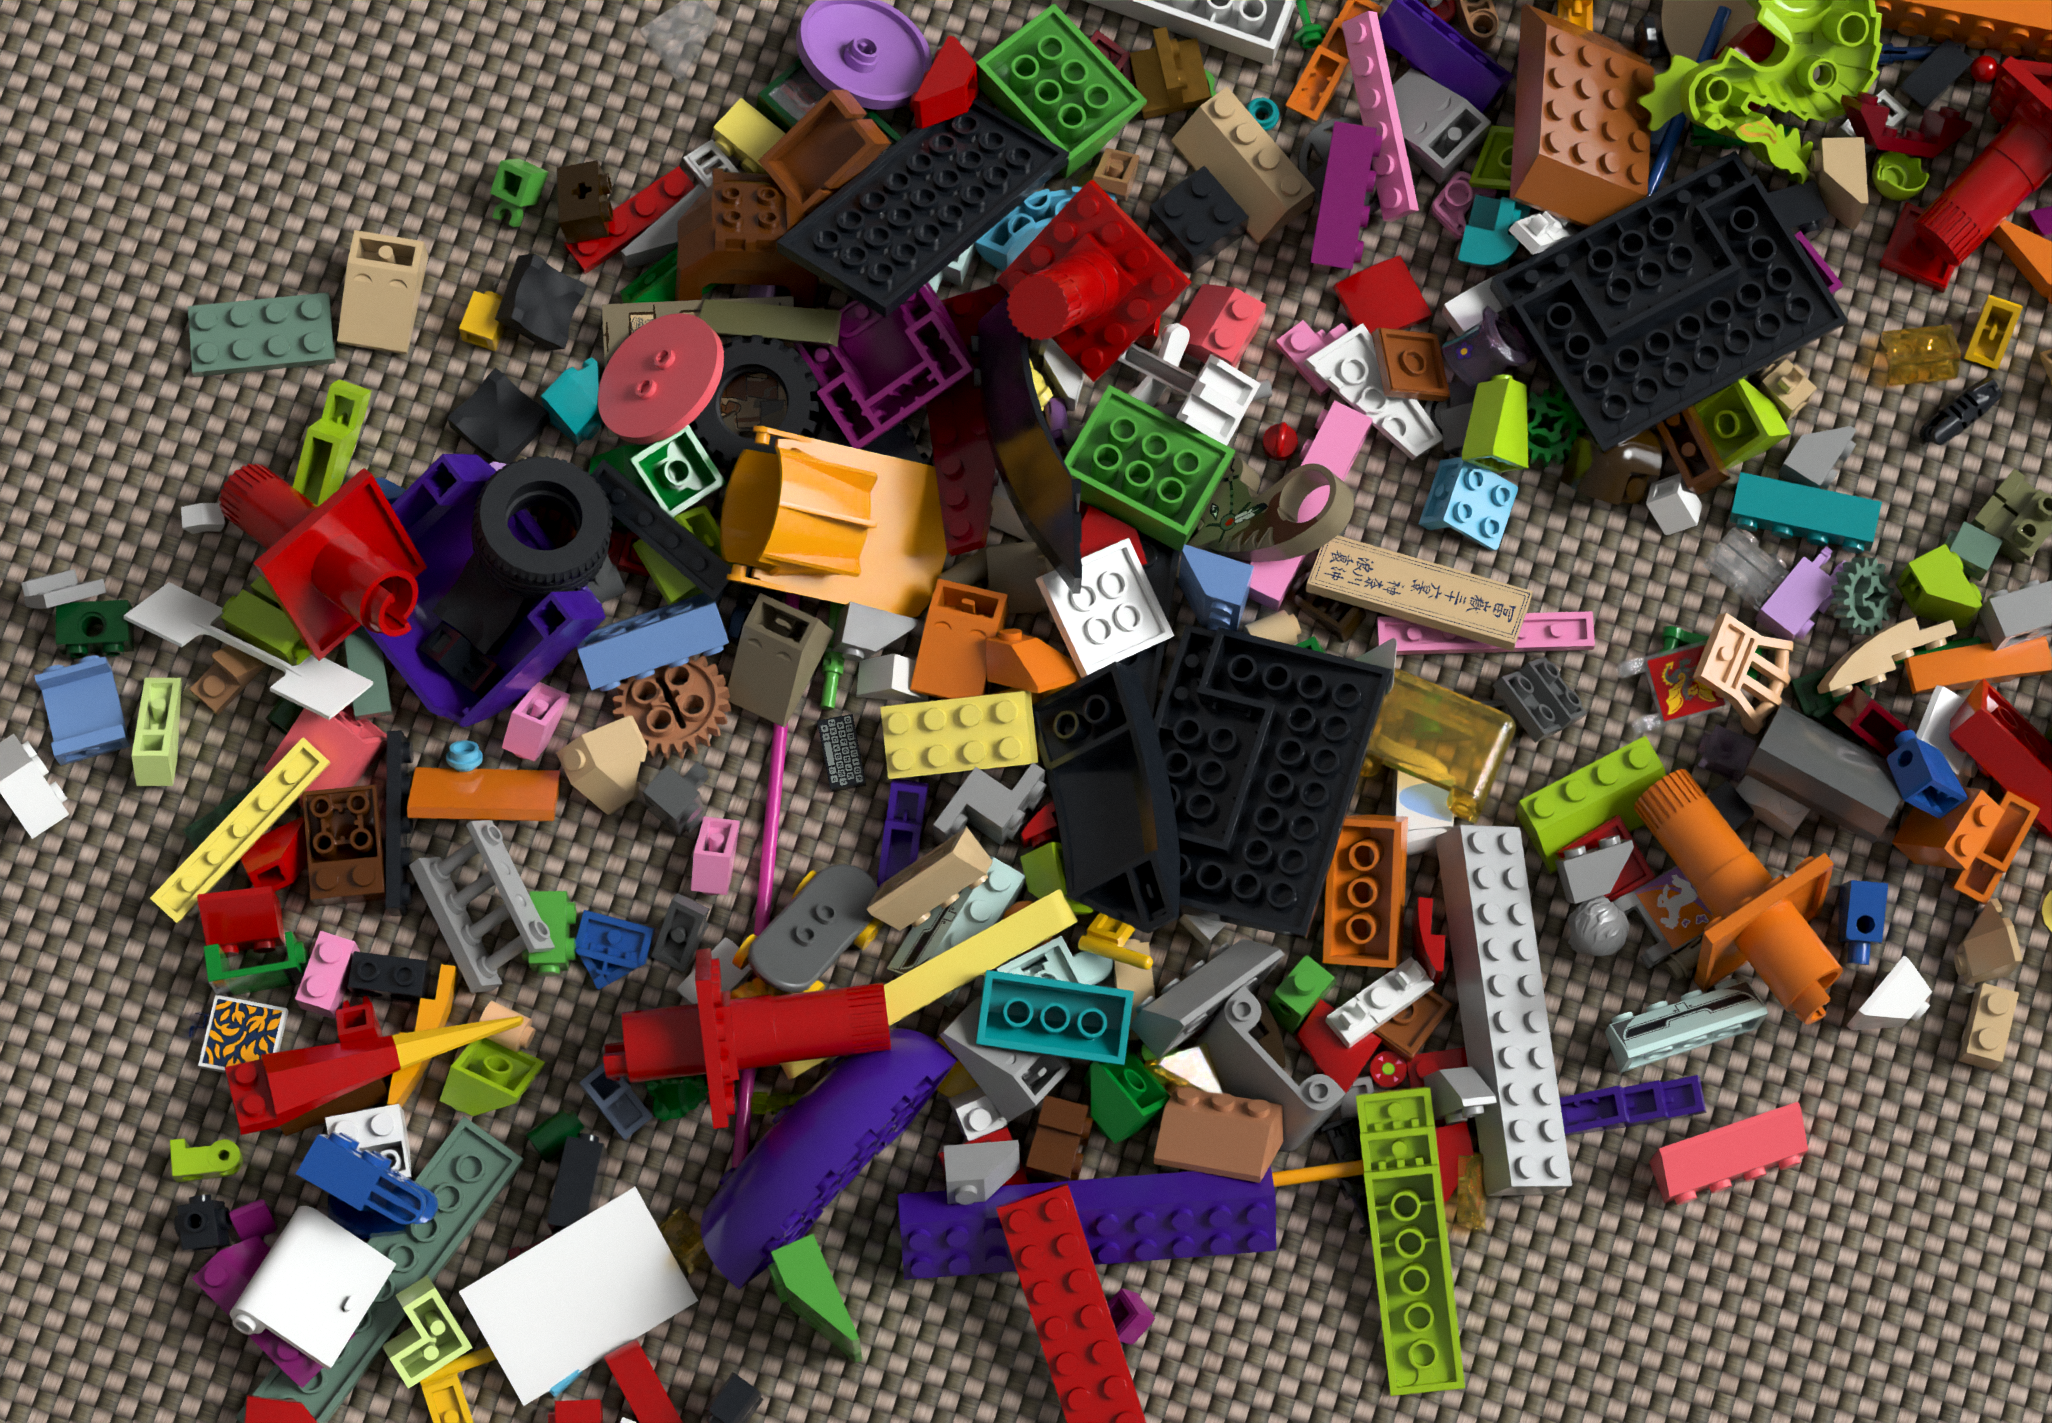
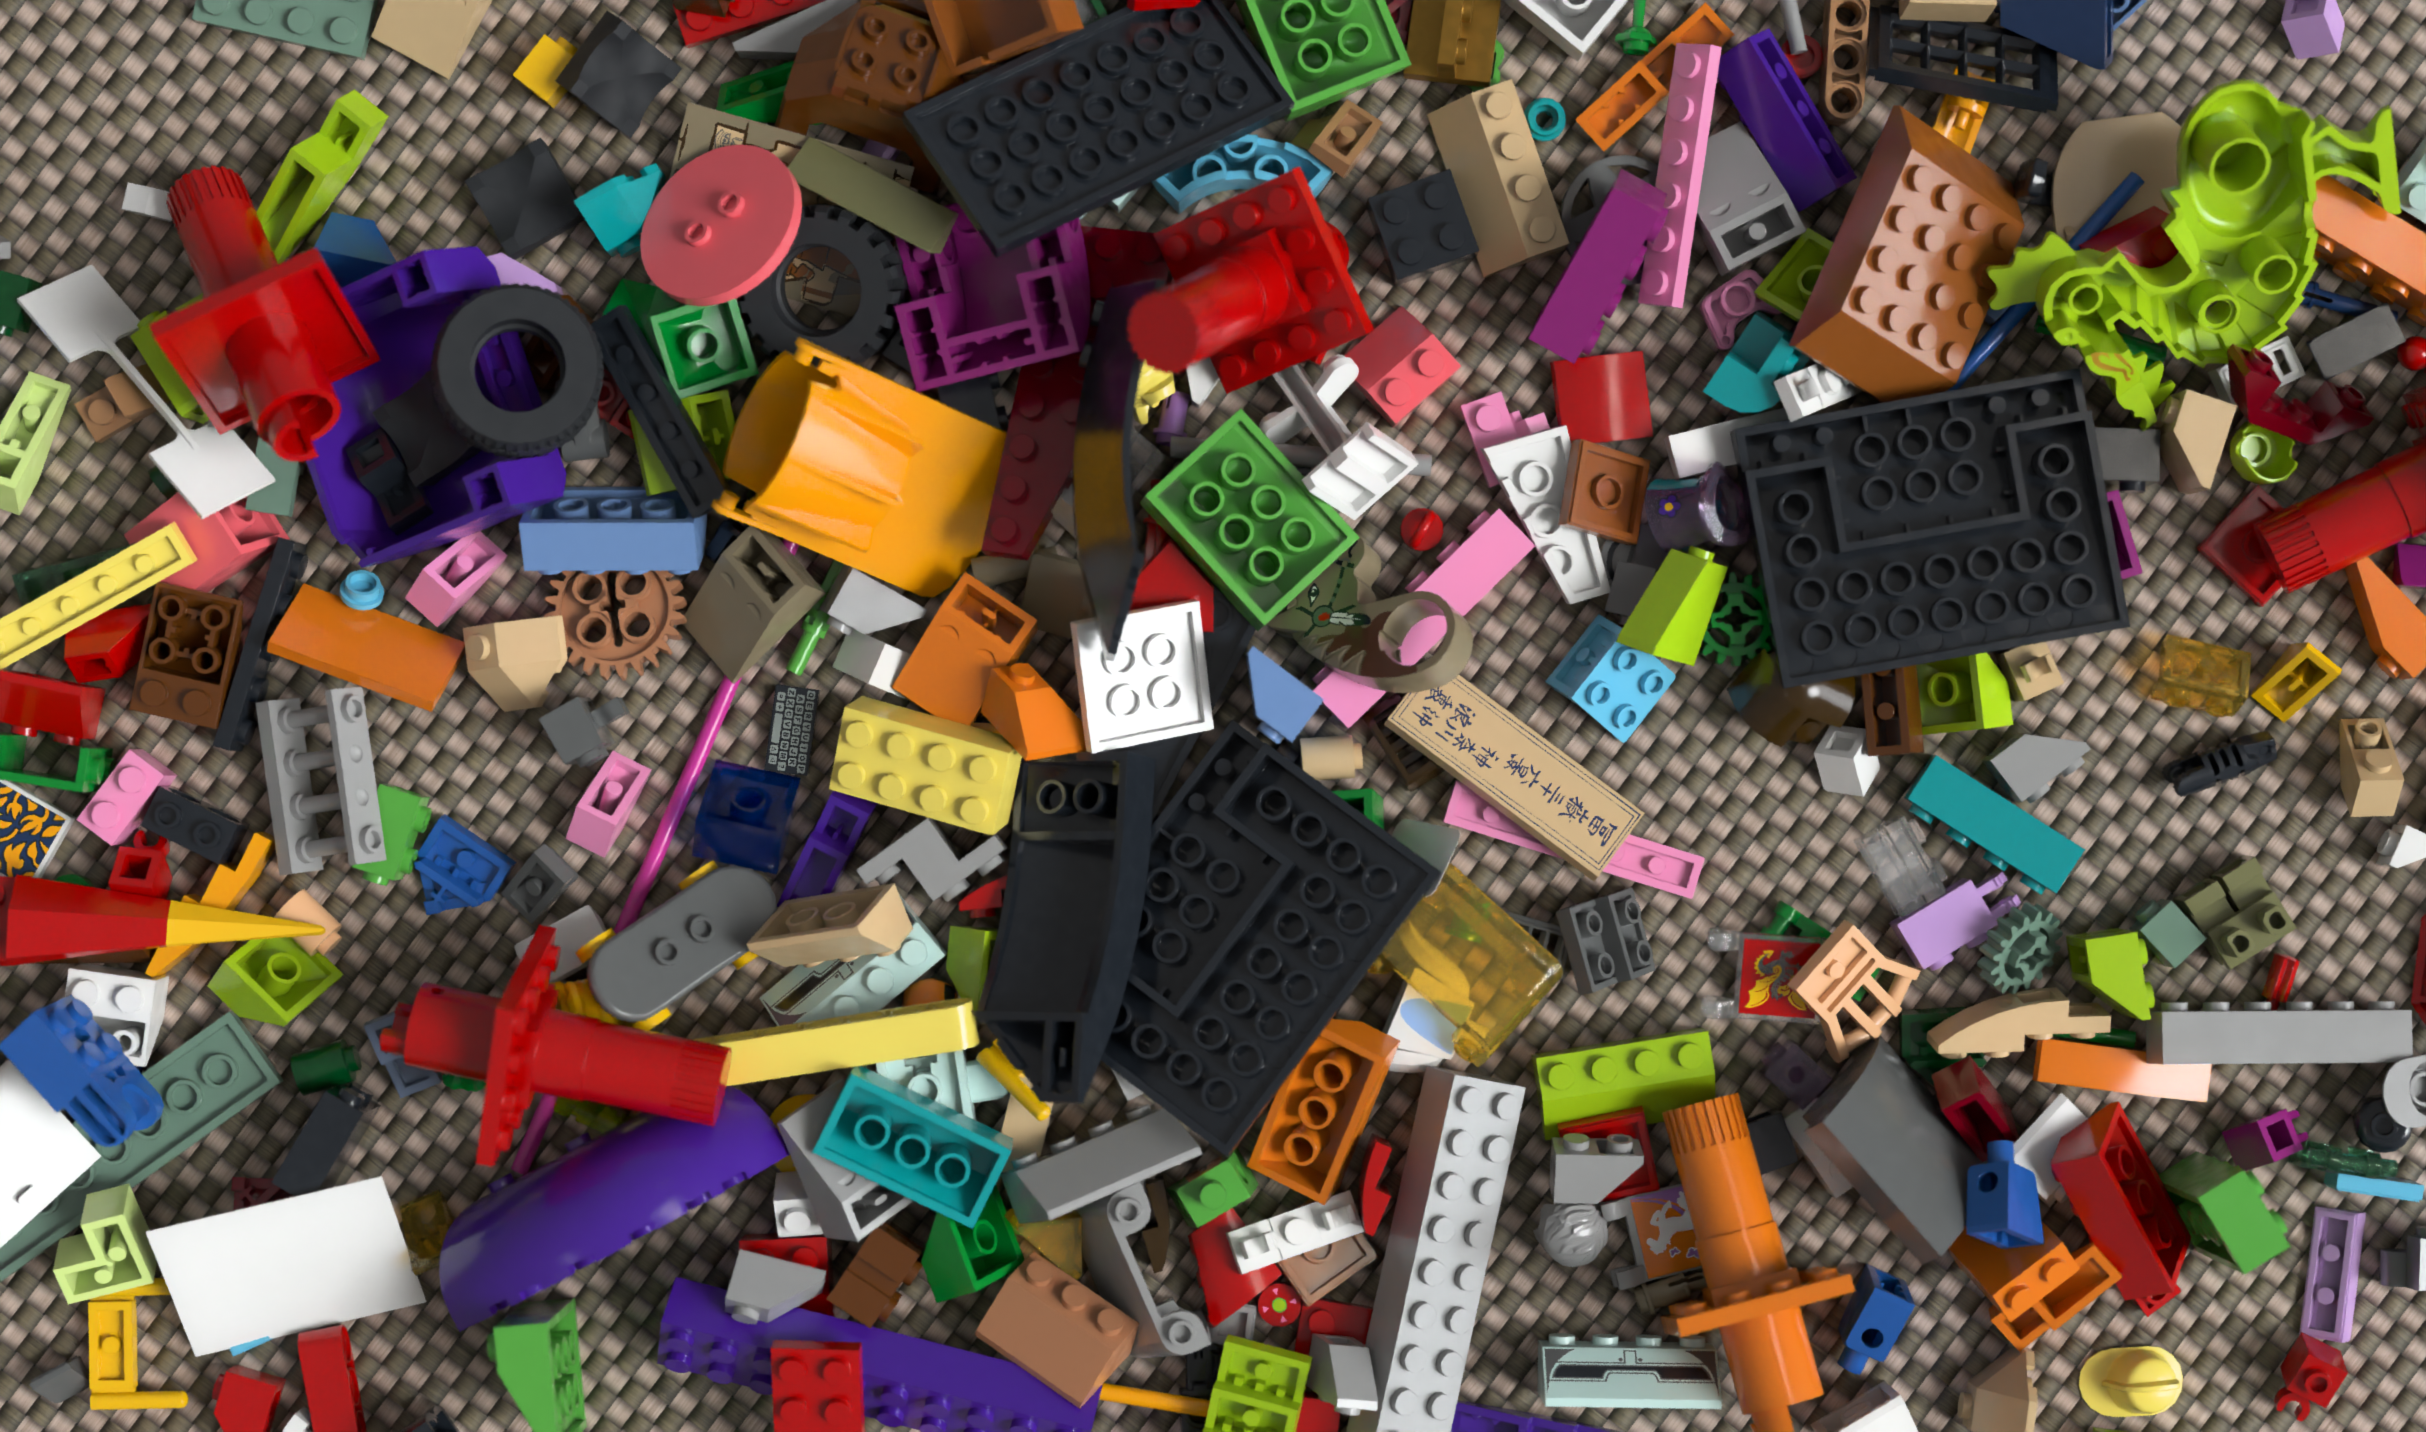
camera: 25 degrees right, 15 degrees up
(828, 829) = (745, 817): none -> clear blue slope

